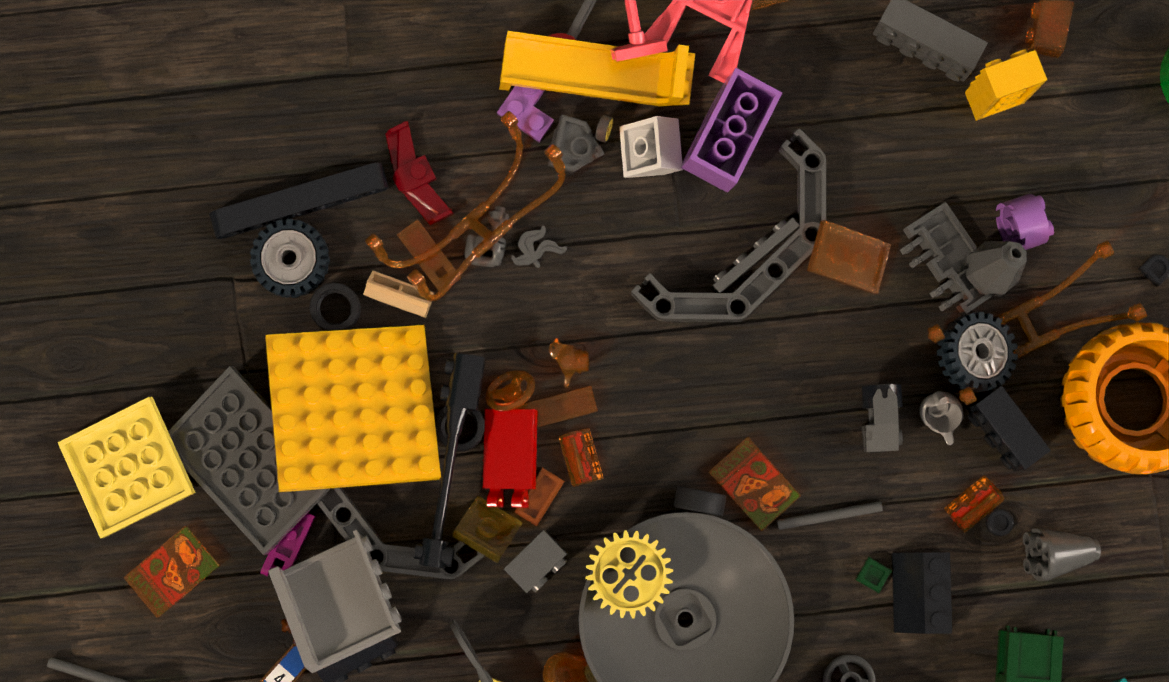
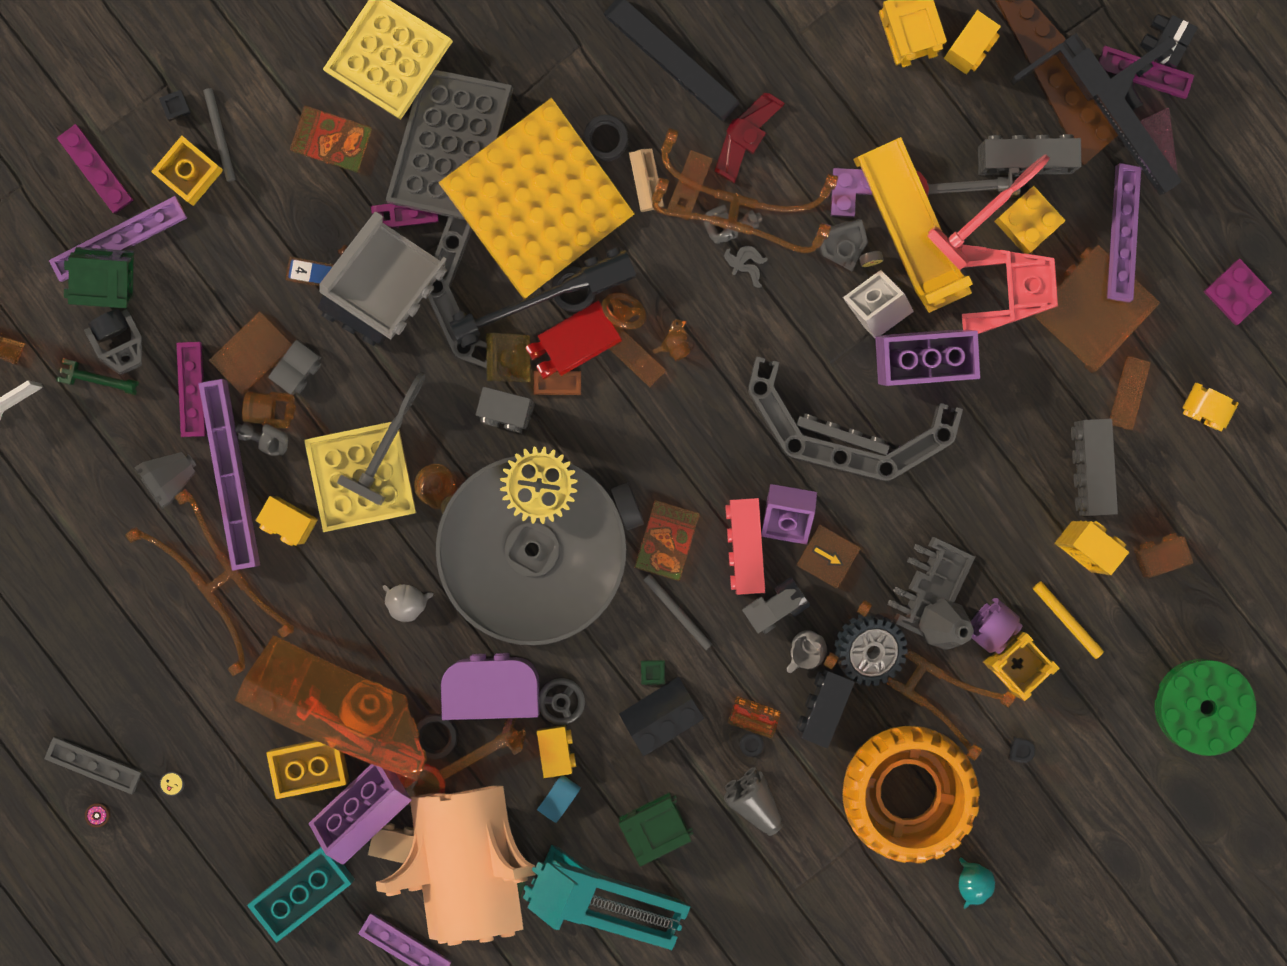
camera: 55 degrees right, 5 degrees up
(275, 244) = (622, 61): wheel -> none
(580, 457) = (606, 396): clear orange slope -> none
(799, 352) = (789, 514): none -> medium lavender slope
(806, 411) = (747, 546): none -> coral brick
(849, 257) = (885, 508): clear orange tile -> none
(862, 339) = (828, 556): none -> clear orange tile
(1057, 151) = (1068, 620): none -> yellow piece
(1088, 211) = (1034, 665): none -> yellow container

